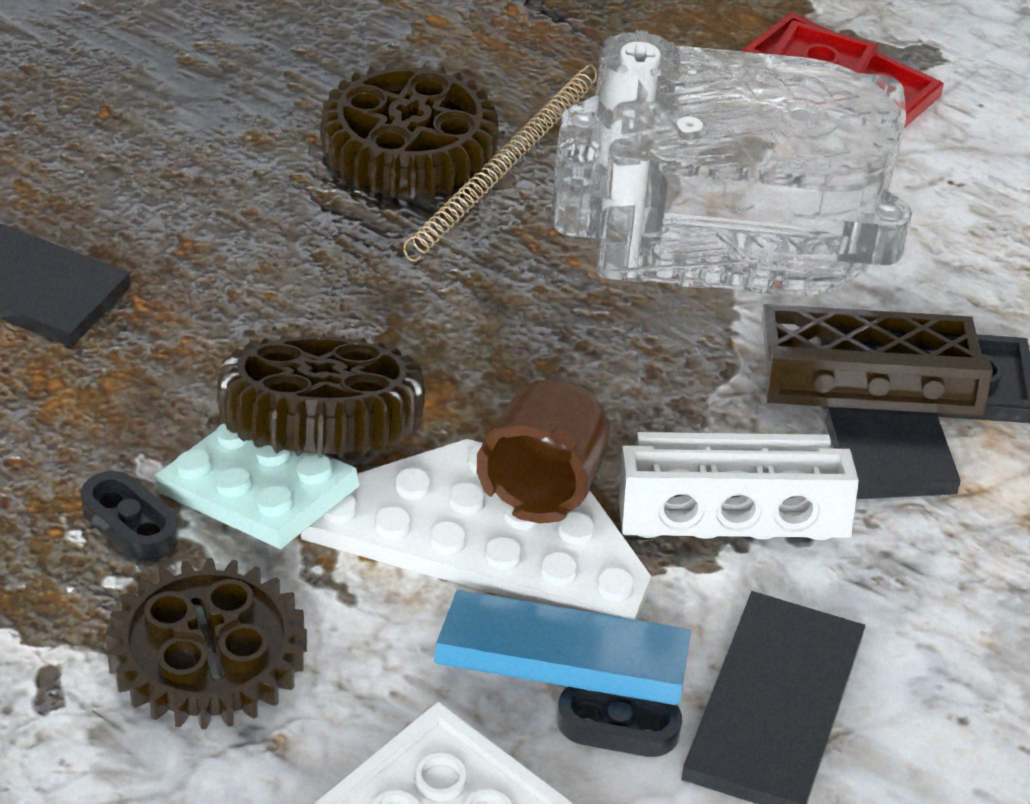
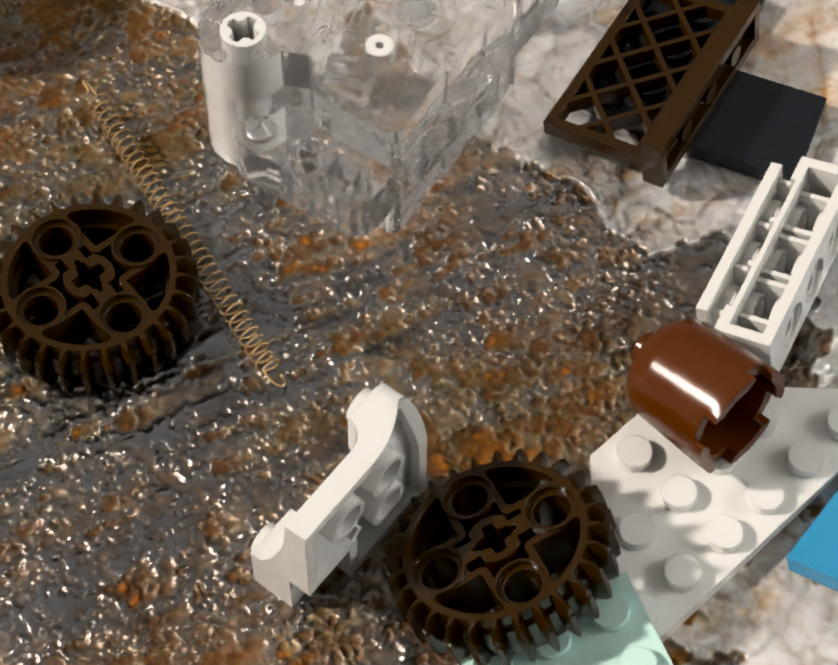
camera: 60 degrees left, 15 degrees up
(302, 275) = (353, 504): none -> white slope

